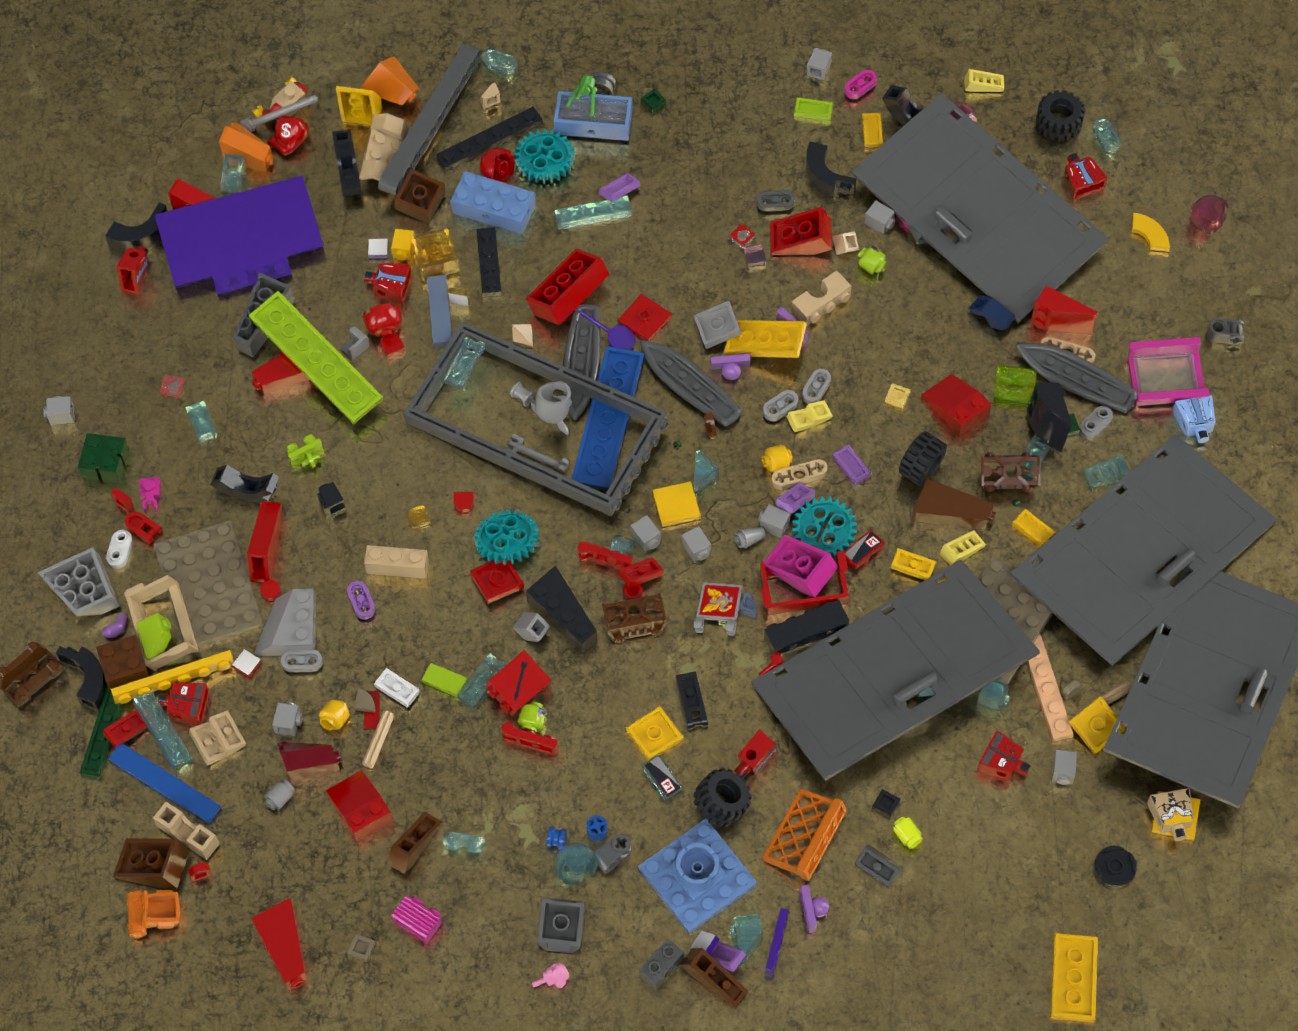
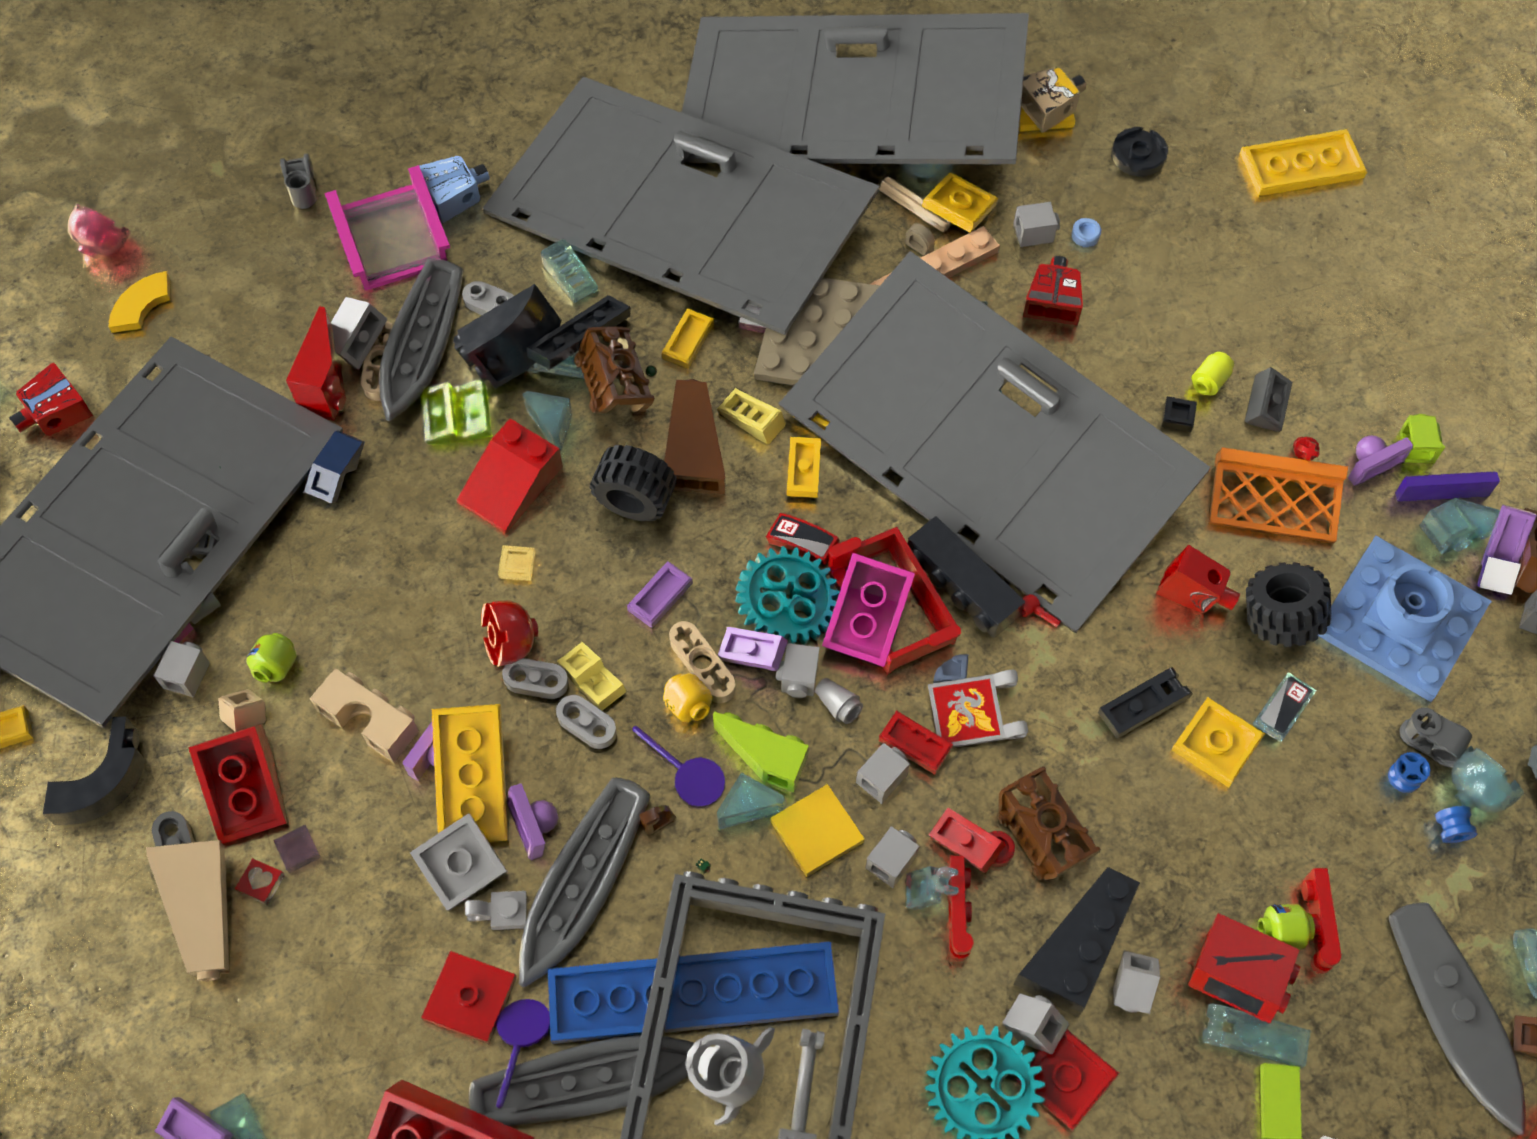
camera: 110 degrees left, 0 degrees up
(456, 793) = (1460, 1013): none -> dark grey piece
(528, 569) = (1036, 1022): none -> light grey brick
(686, 343) = (505, 910): none -> light grey plate
(709, 568) = (916, 742): none -> red plate
(727, 489) = (770, 755): none -> lime slope
(728, 455) = (697, 780): none -> dark purple piece
(735, 201) = (195, 900): none -> tan slope
(817, 943) = (1425, 436): none -> lime window
(828, 858) = (1306, 448): none -> red axle
(847, 376) = (509, 632): none -> red cylinder
(991, 433) = (550, 414): none -> clear light blue slope
(1049, 460) = (568, 337): none -> black plate
(1051, 802) = (1086, 232): none -> light blue tile
(1085, 337) = (355, 330): none -> light grey slope

